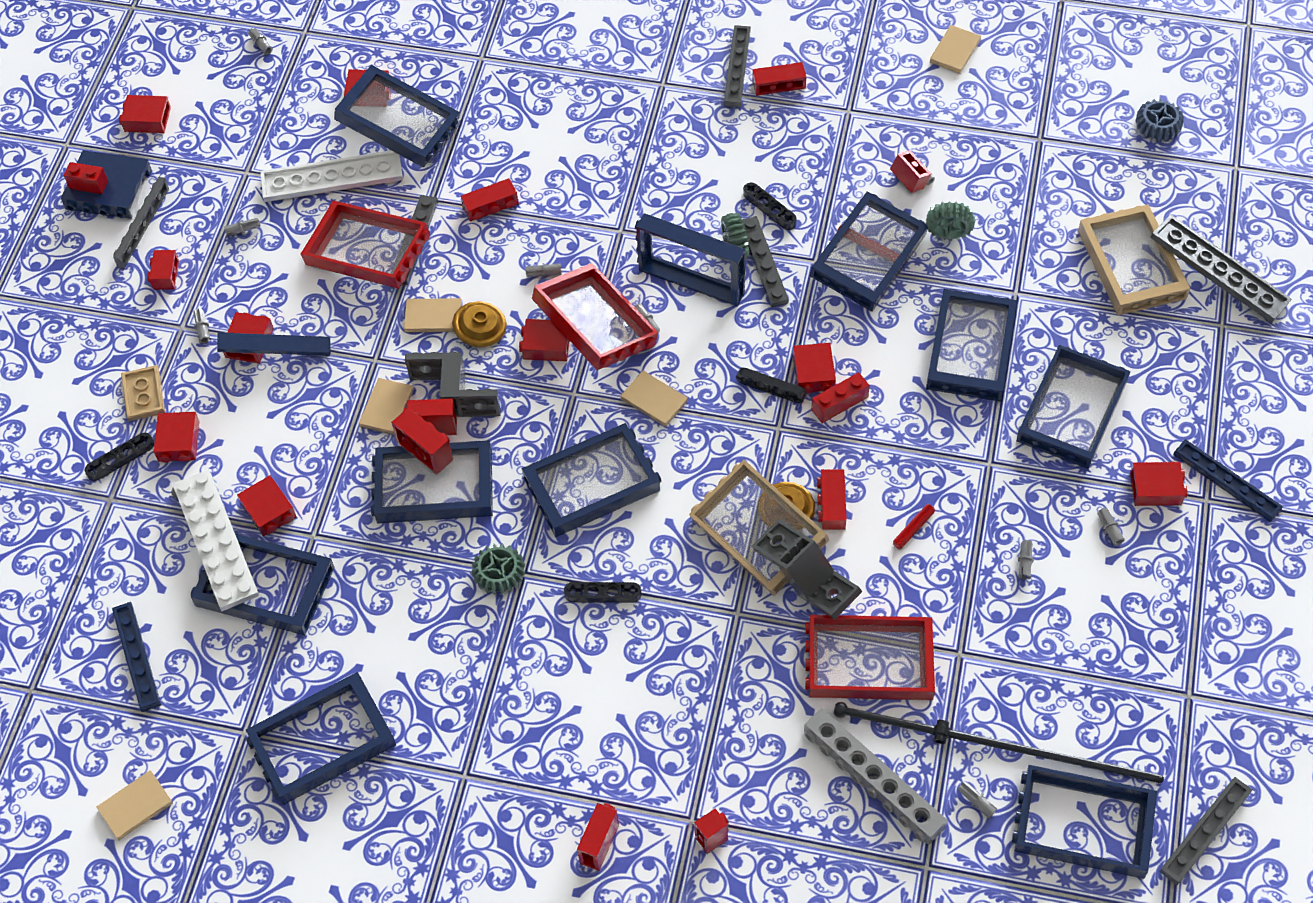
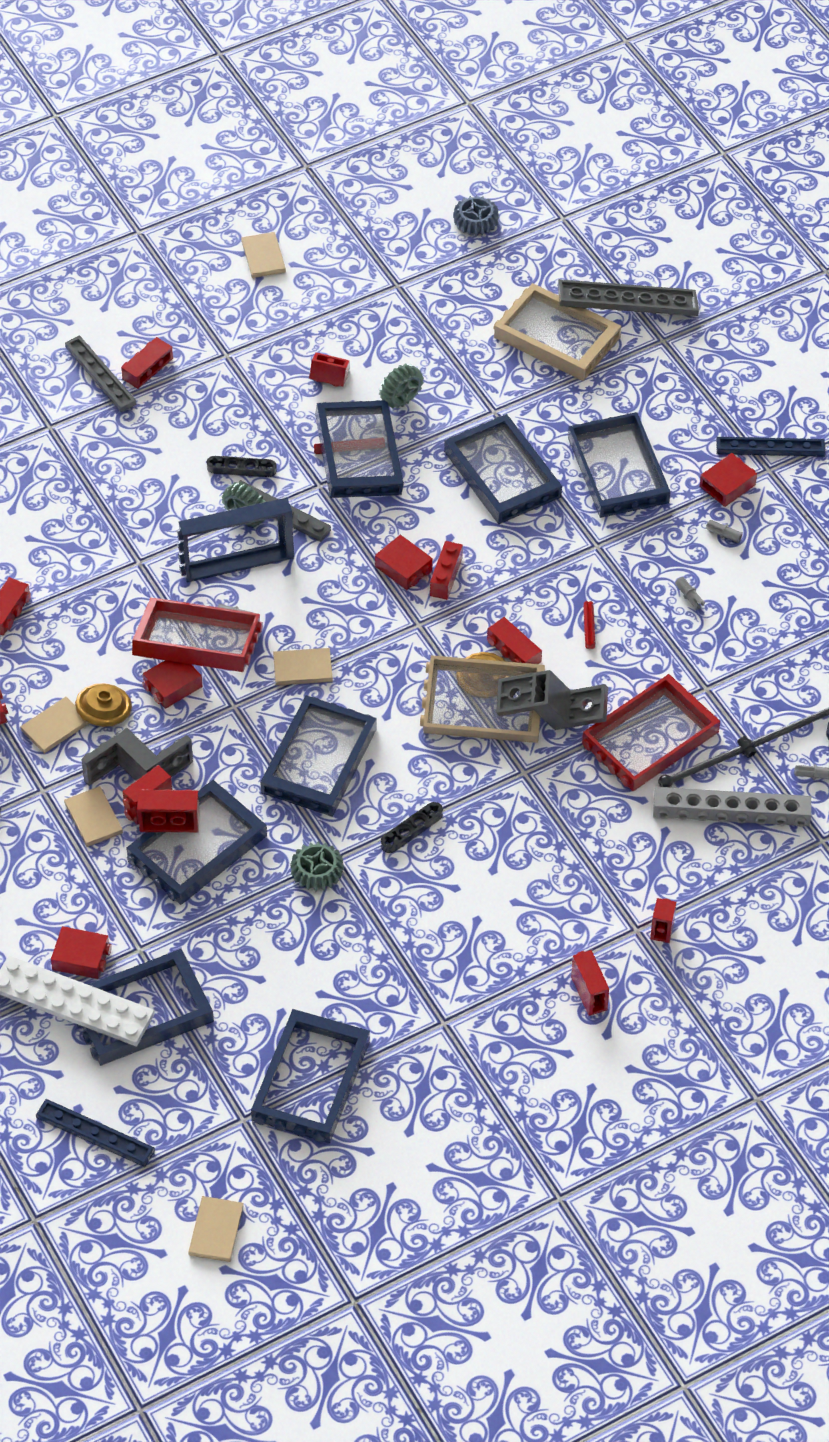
camera: 45 degrees left, 5 degrees down
(543, 270) = (111, 630): light grey axle -> none
(771, 385) = (365, 600): black beam -> none

